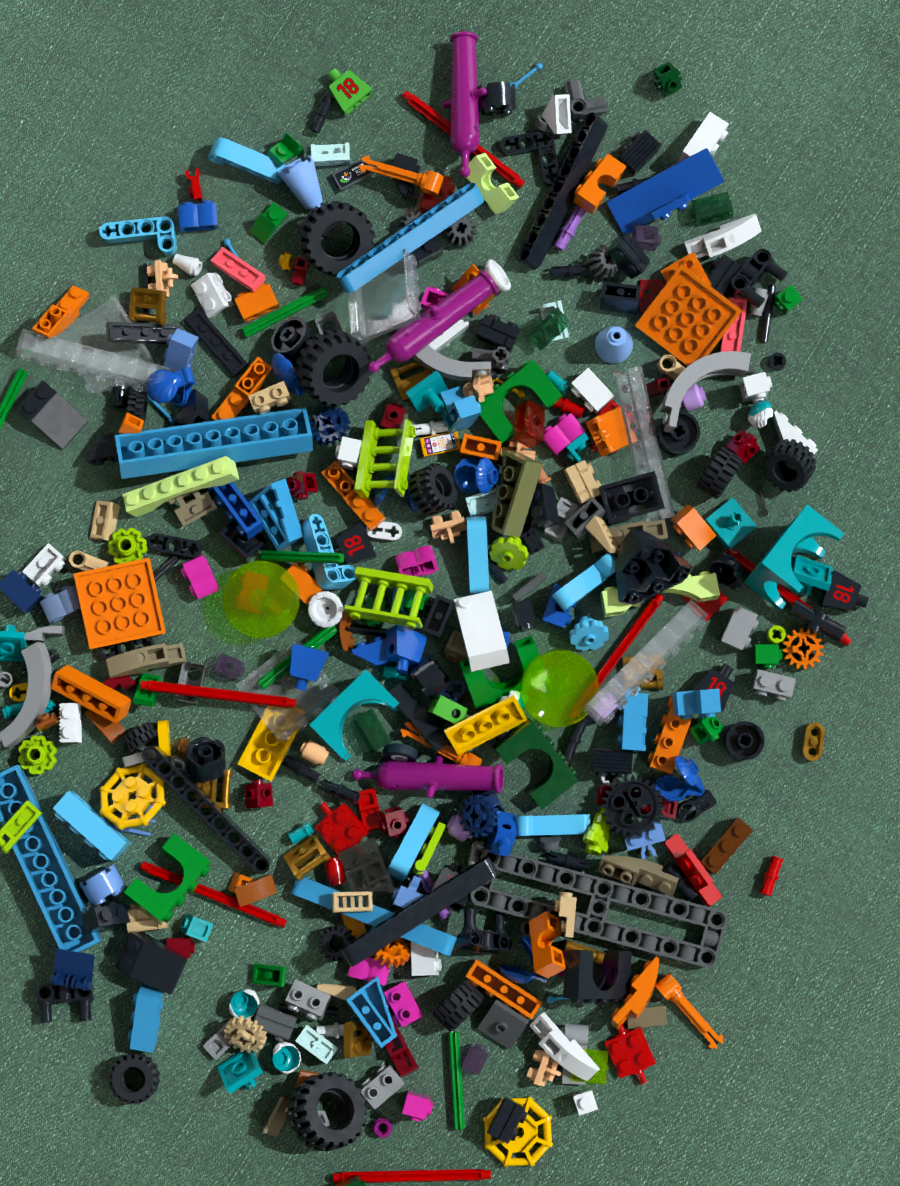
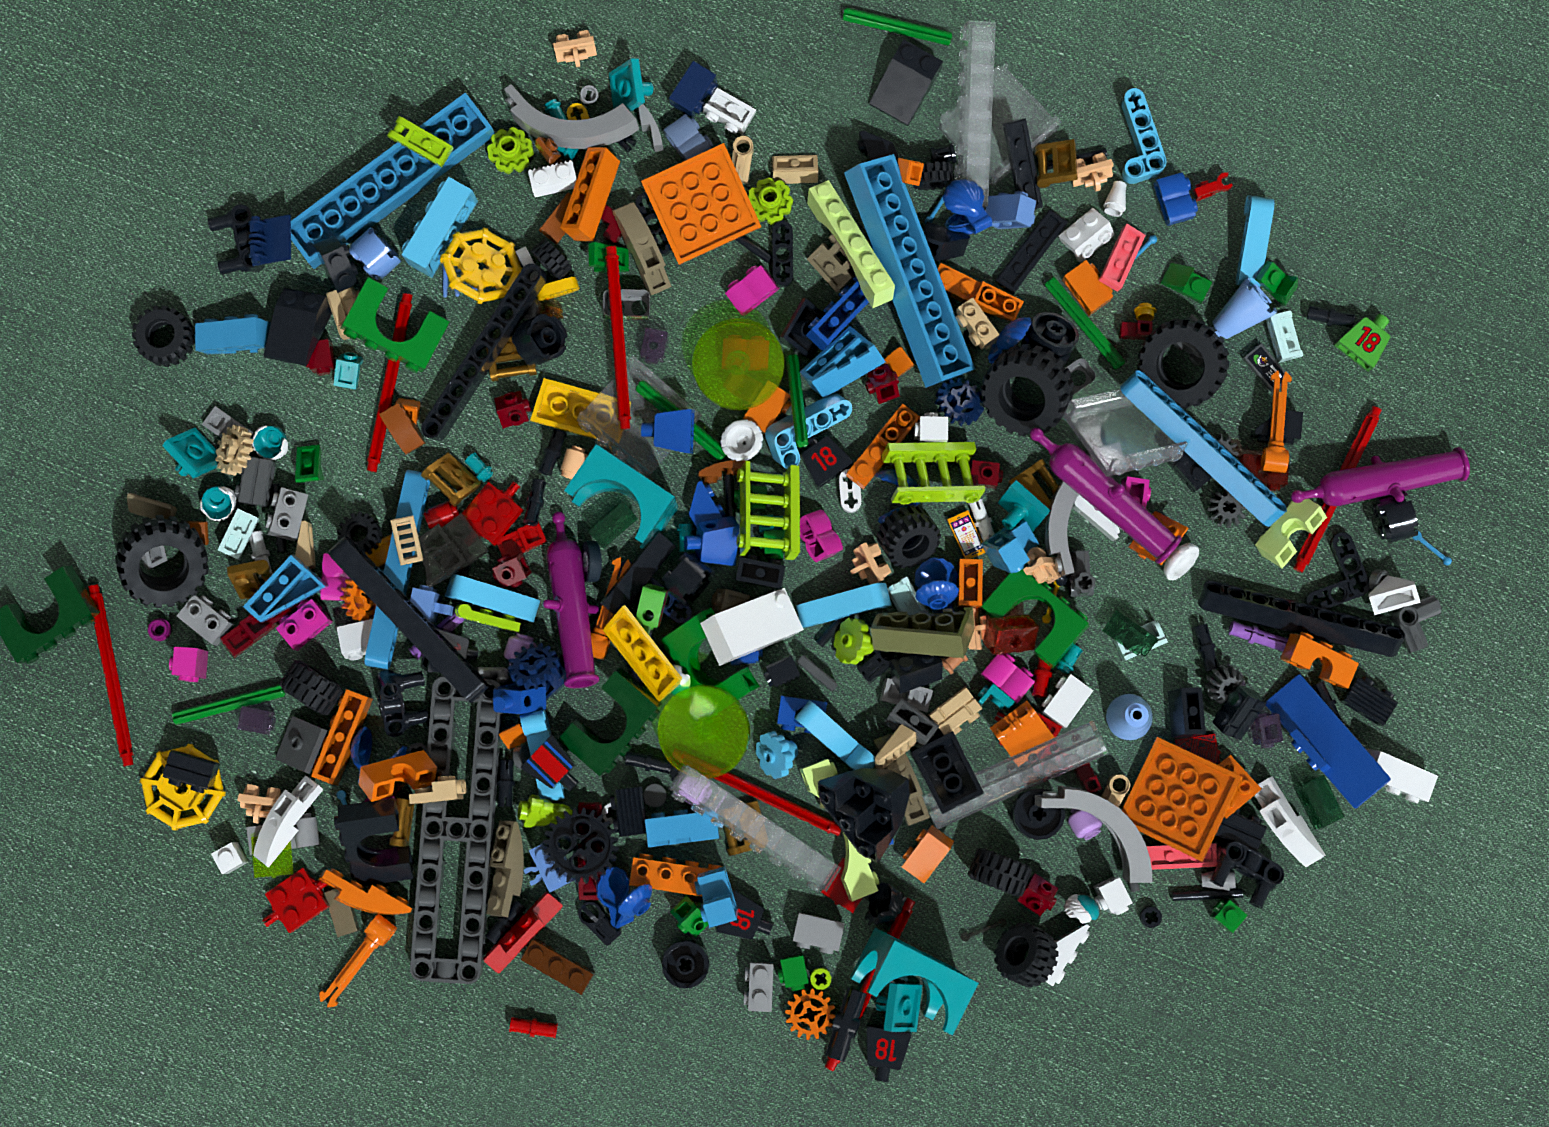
camera: 80 degrees right, 0 degrees up
(63, 314) = (1024, 68): orange slope -> none
(285, 468) = (899, 361): none -> orange slope
(497, 332) = (1113, 576): black brick -> none
(530, 846) = (513, 736): none -> orange slope
(562, 818) = (551, 765): none -> torso
(602, 739) = (655, 795): none -> dark grey tile
(667, 79) = (1466, 717): dark green brick -> none
(730, 523) = (942, 897): teal tile -> none
(815, 742) = (702, 1048): pearl gold plate -> none

